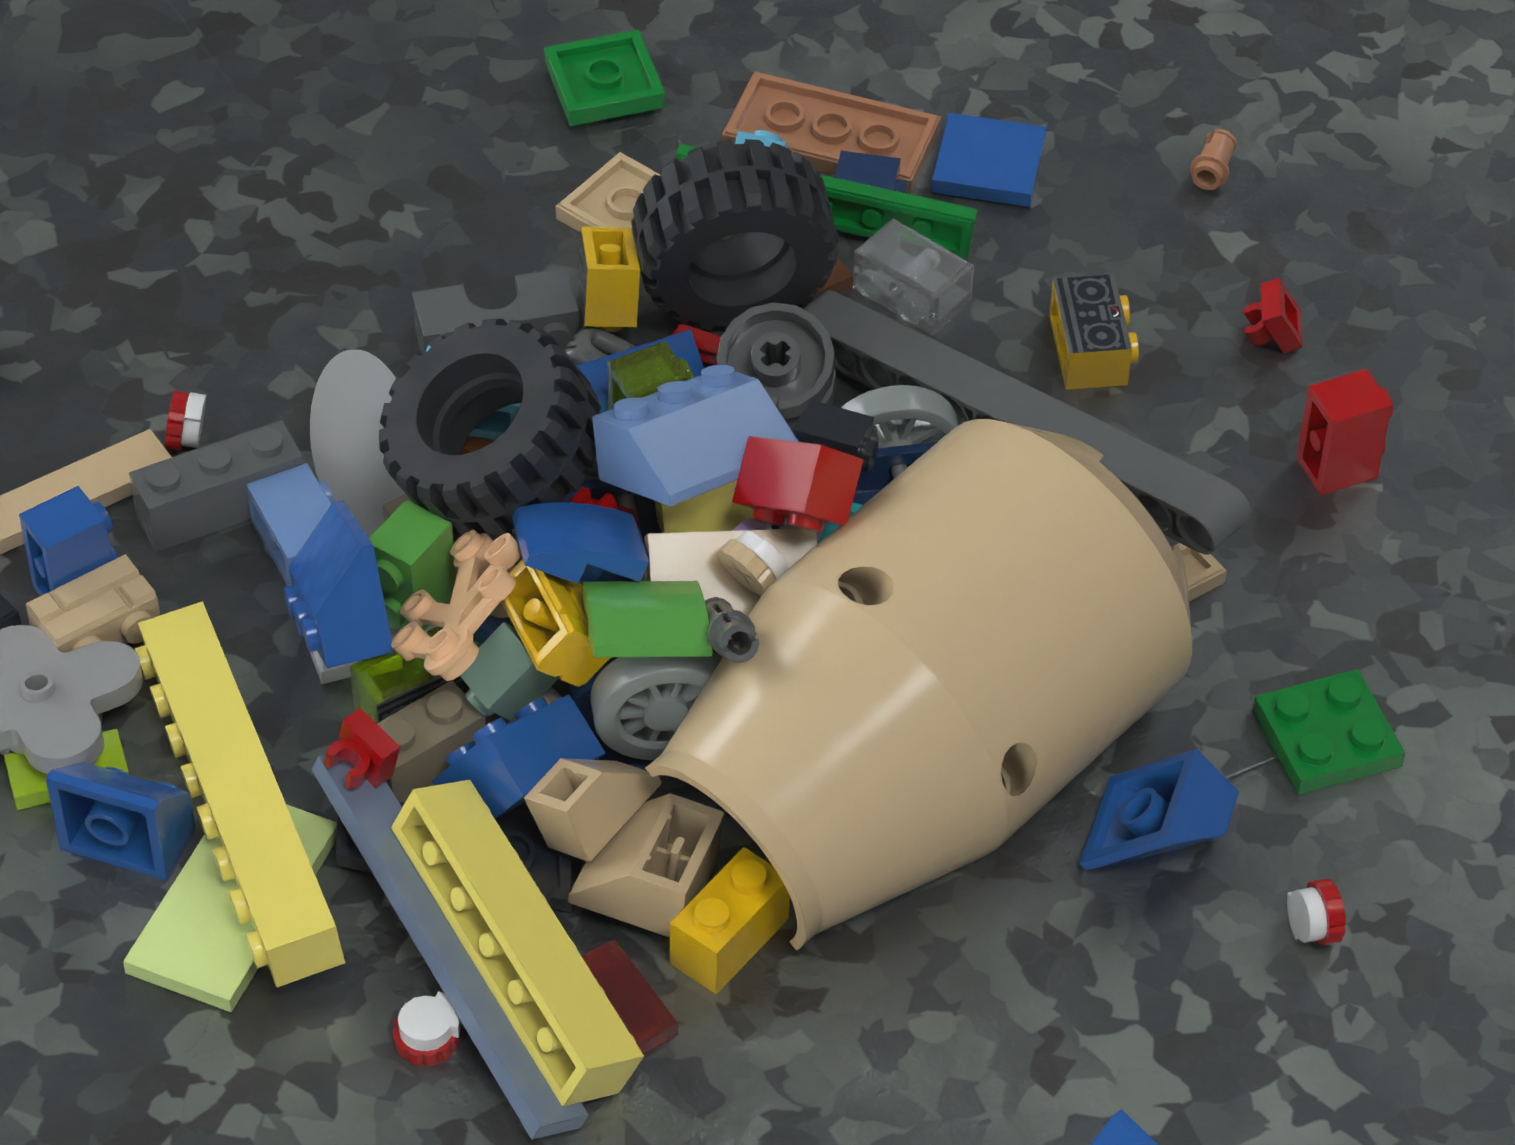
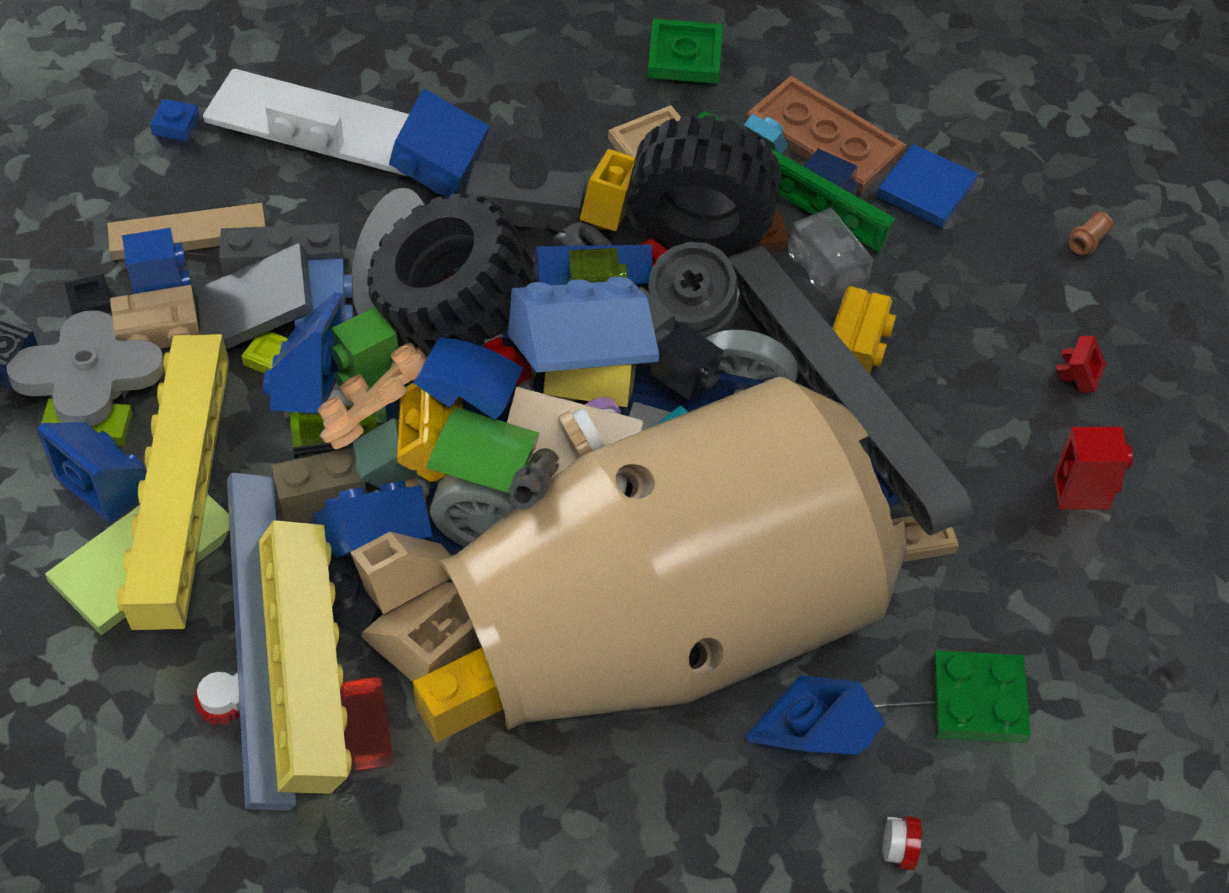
camera: 20 degrees right, 5 degrees up
(166, 304) = (306, 118): none -> white bracket
(185, 420) = (285, 204): piece -> none
(221, 543) = (257, 297): none -> tile
(259, 613) = (262, 351): none -> neon yellow tile
(359, 285) = (438, 144): none -> blue slope
(366, 749) = (261, 477): red tile -> none
(796, 483) = (635, 384): red brick -> none
(997, 340) = (863, 323): none -> yellow brick
(1092, 332) = (941, 332): brick -> none

